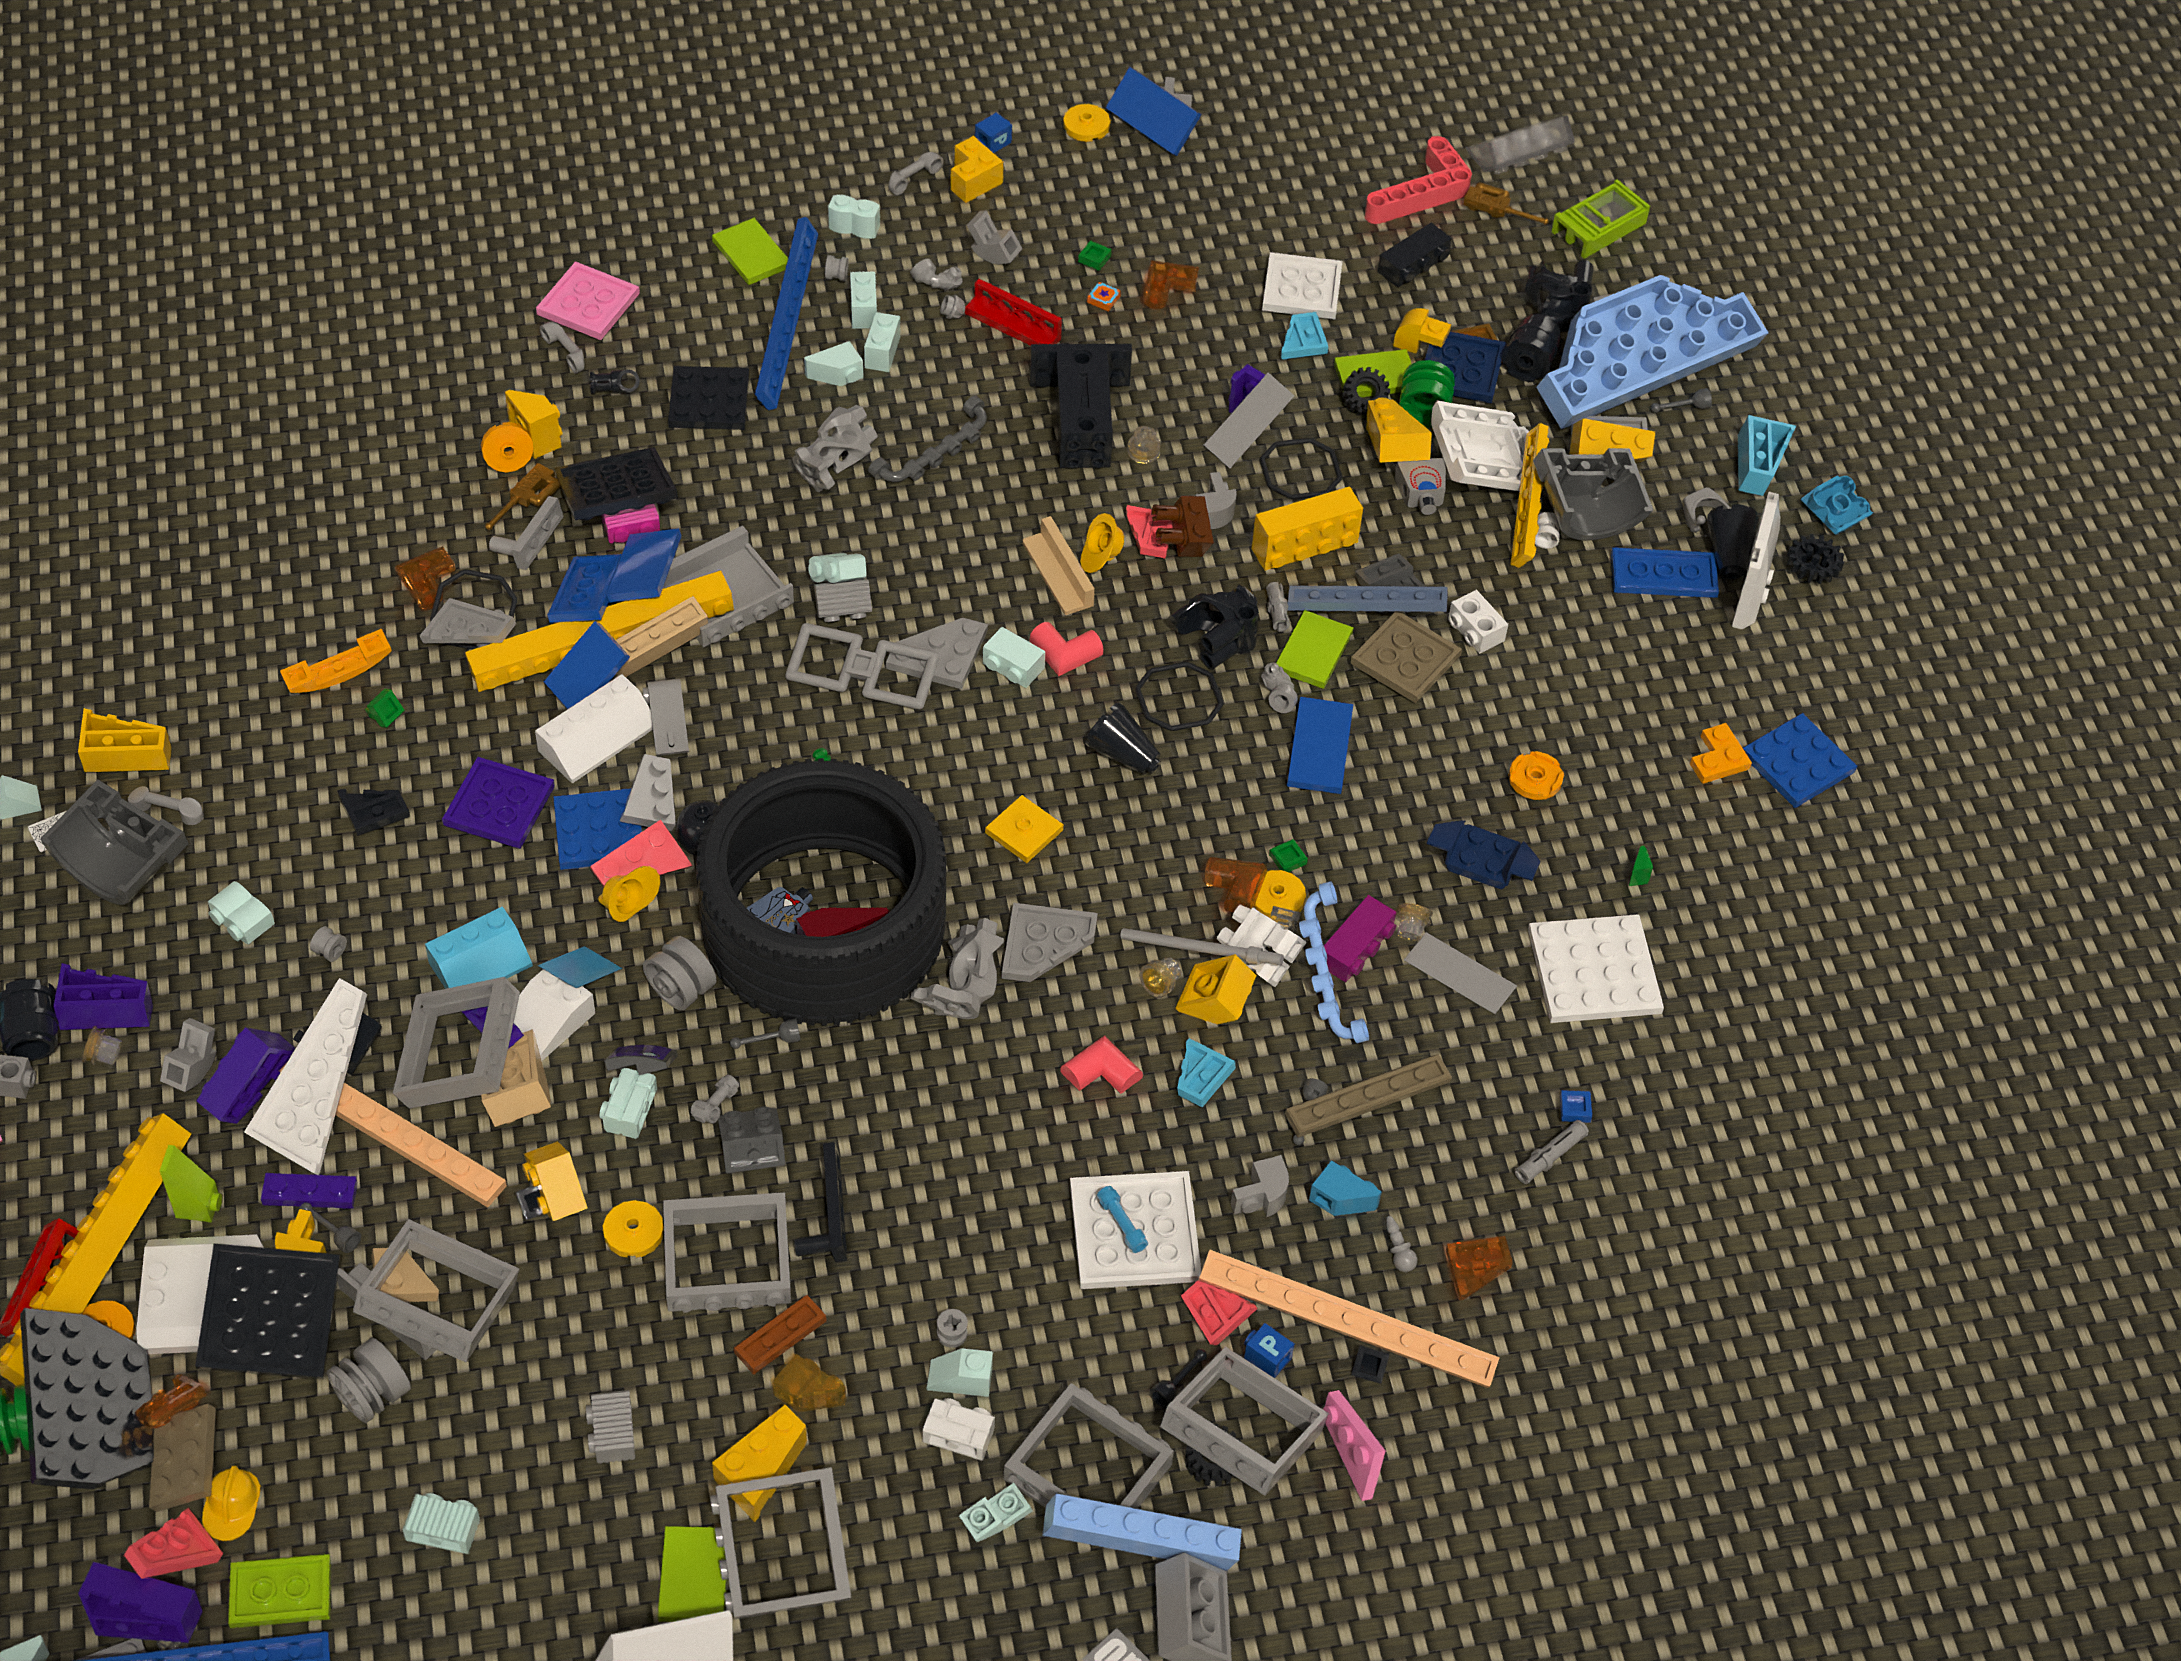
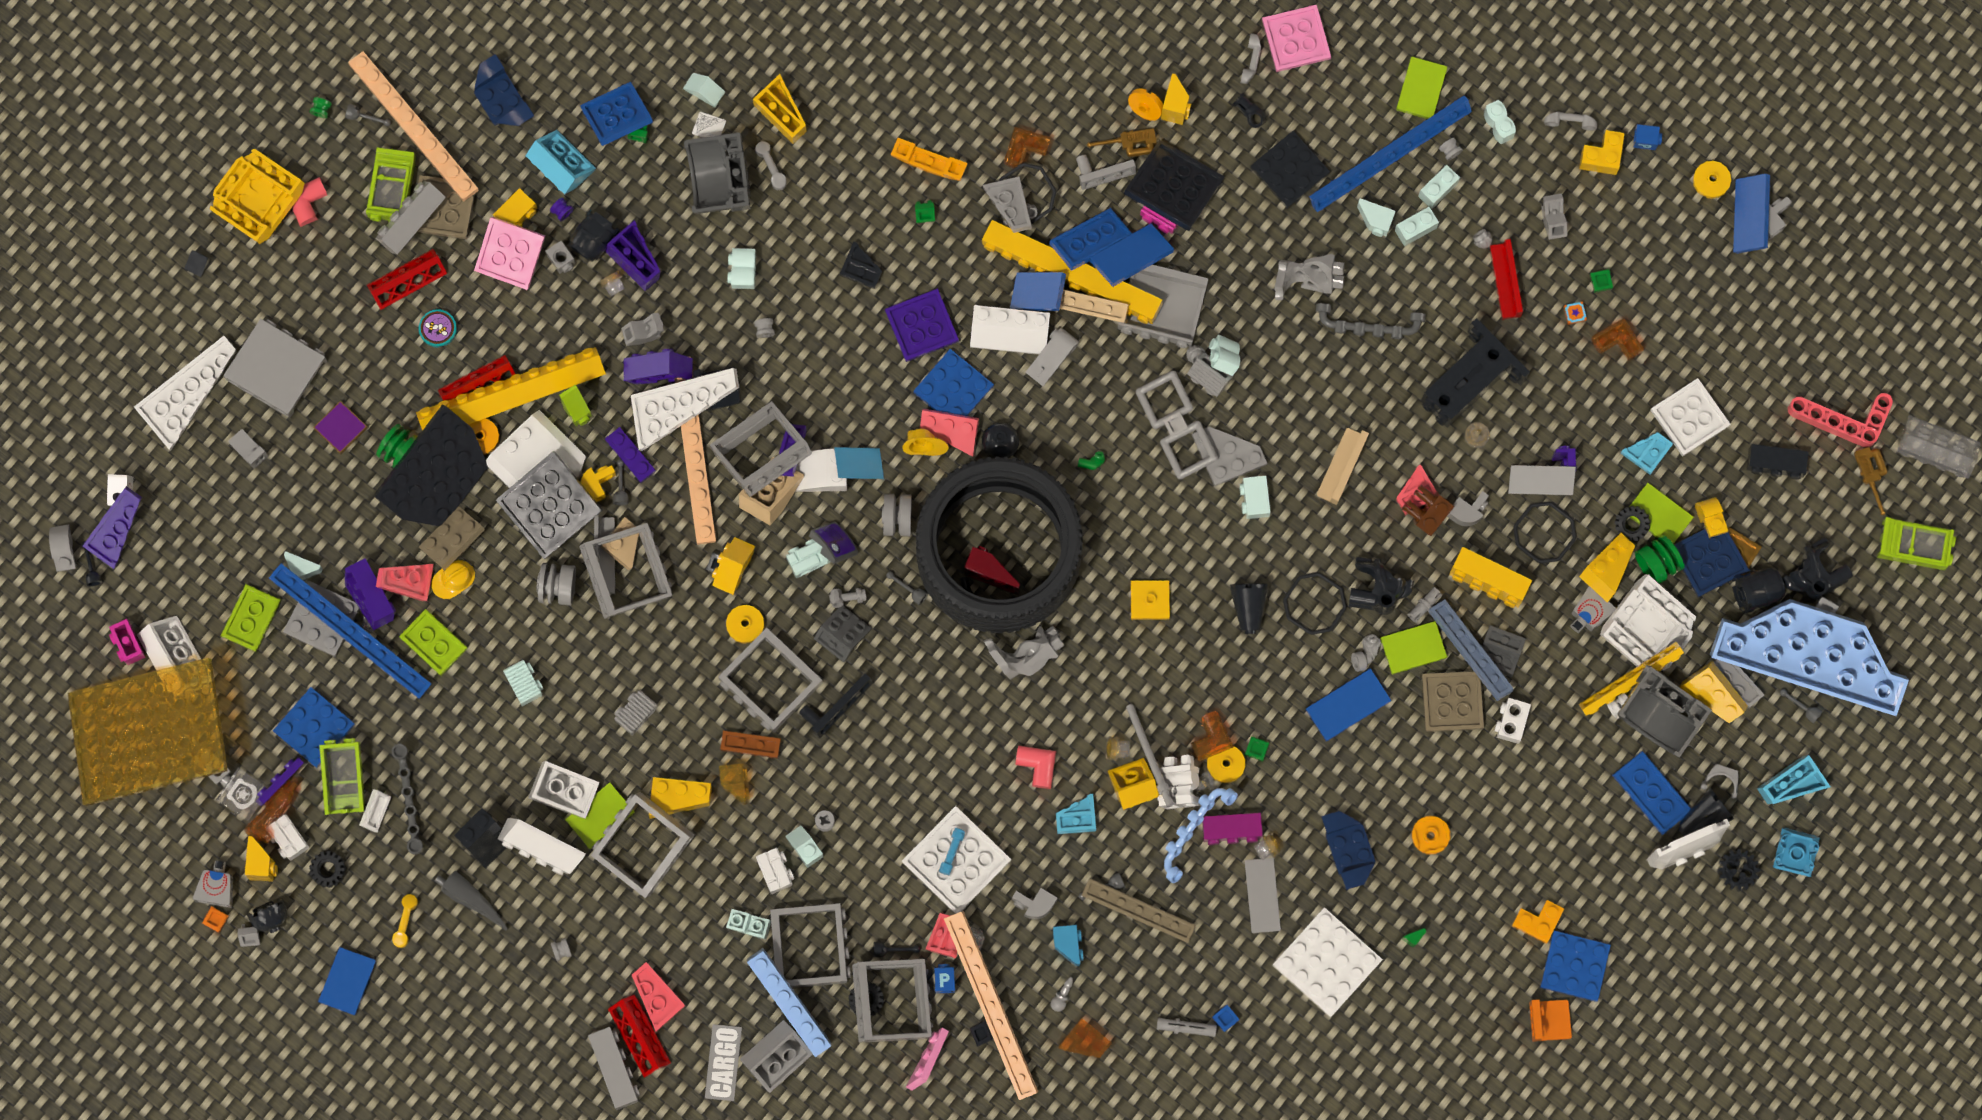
camera: 50 degrees right, 25 degrees up
(164, 1405) = (469, 507): clear orange wing -> none
(479, 951) = (823, 406): medium azure slope -> none
(618, 1584) = (563, 789): none -> white slope
(651, 794) = (994, 397): light grey wing -> none
(782, 908) = (980, 530): sand blue torso -> none
(805, 598) = (1194, 352): none -> light grey plate
(925, 272) = (1503, 217): light grey arm -> none
(1044, 938) = (1087, 671): light grey plate -> none
(1064, 655) = (1284, 518): coral brick -> none
(1102, 543) = (1378, 475): yellow piece -> none
(1841, 820) = (1550, 1020): none -> orange bracket

